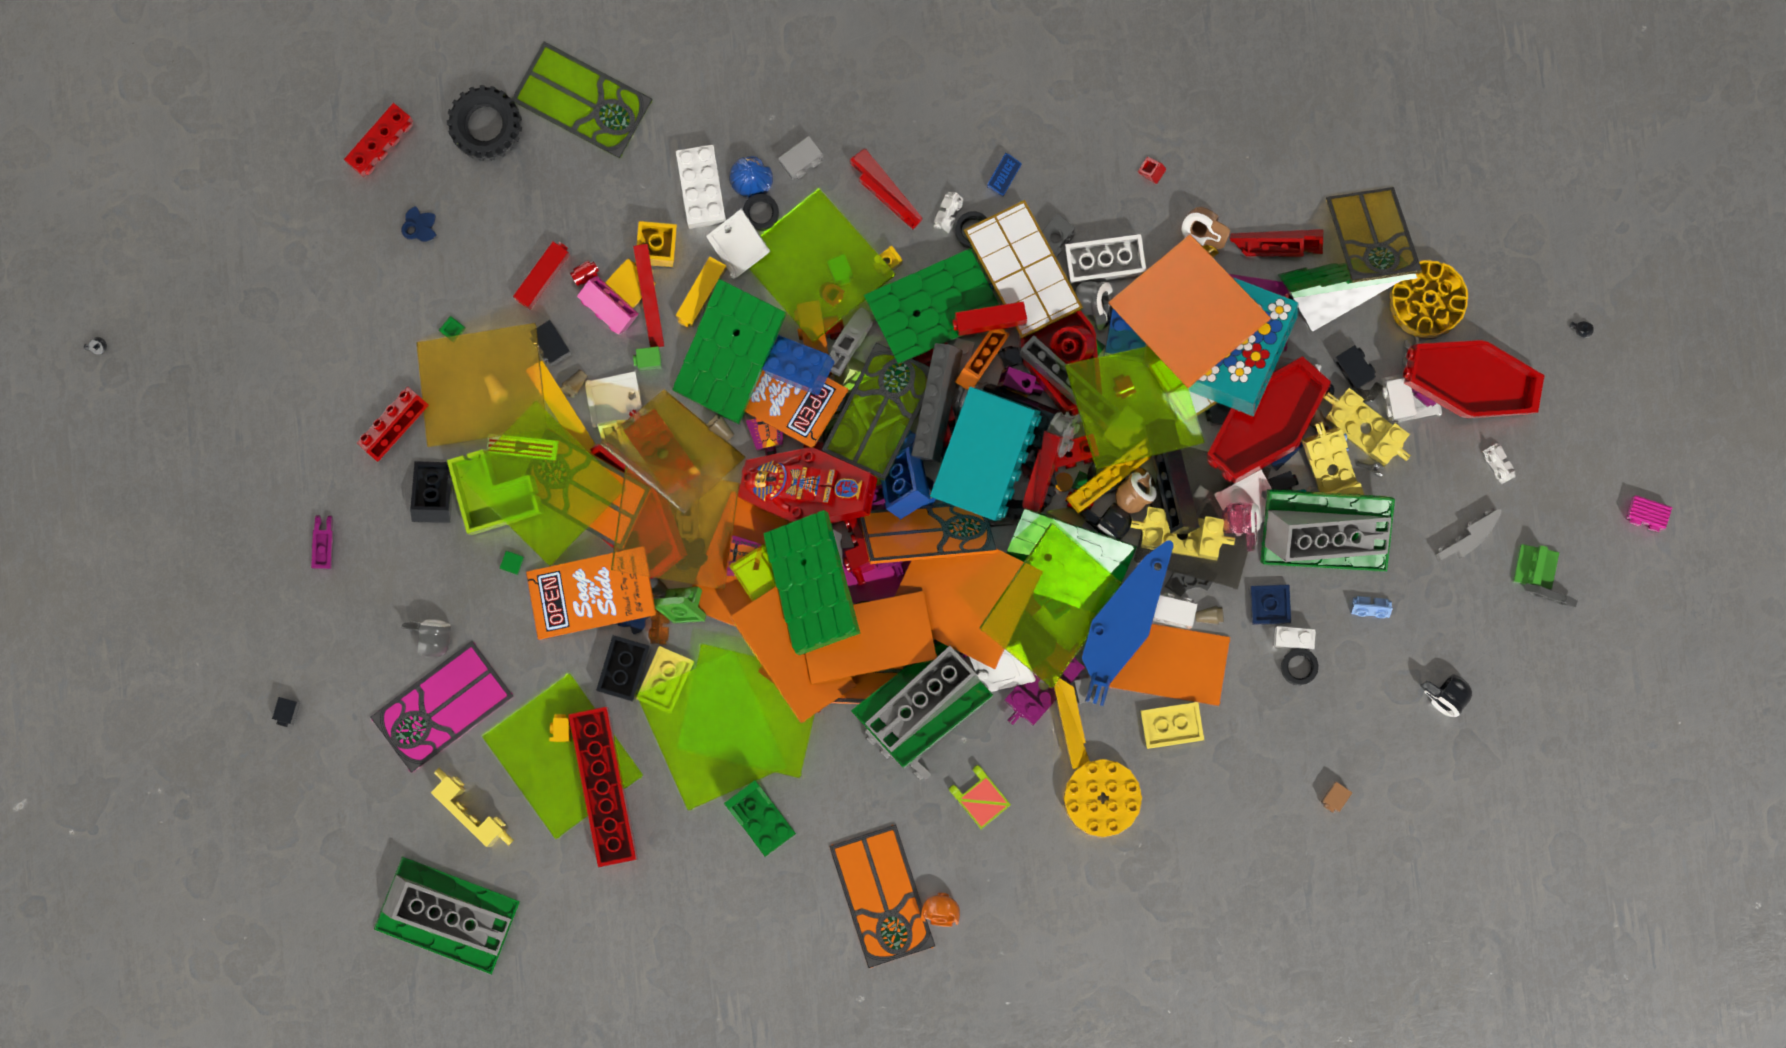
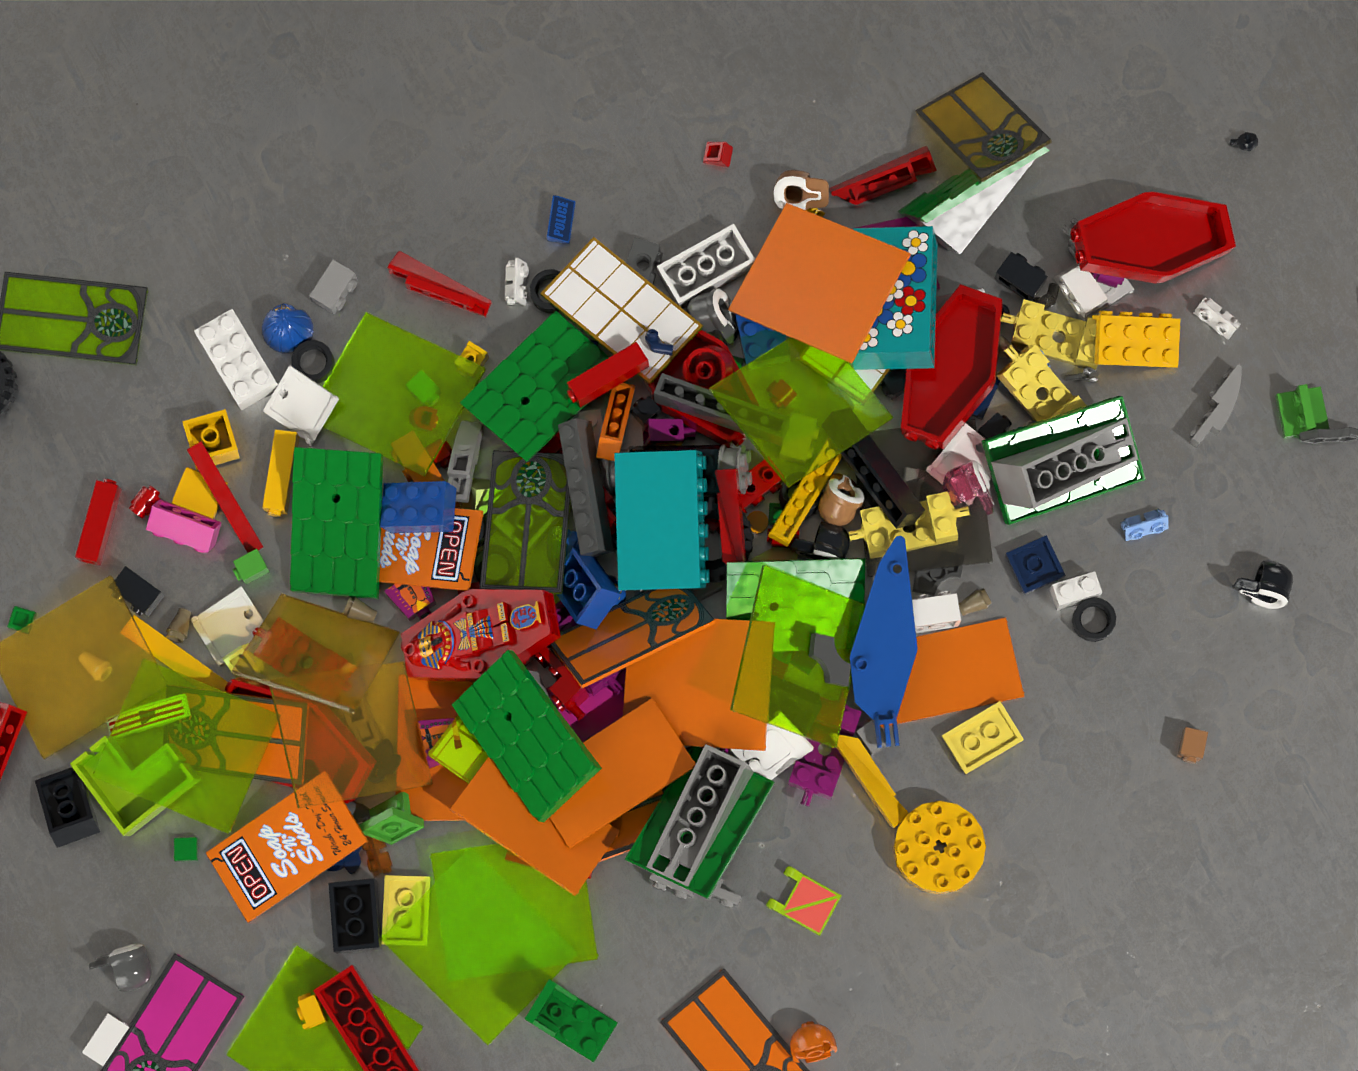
camera: 20 degrees left, 5 degrees down
(393, 686) = (105, 1039): none -> white hinge
(1039, 310) = (656, 345): none -> dark blue arm
(1076, 625) = (834, 667): none -> dark grey tile
(1426, 456) = (1137, 339): none -> yellow bracket
(1434, 317) = (1075, 194): yellow brick -> none

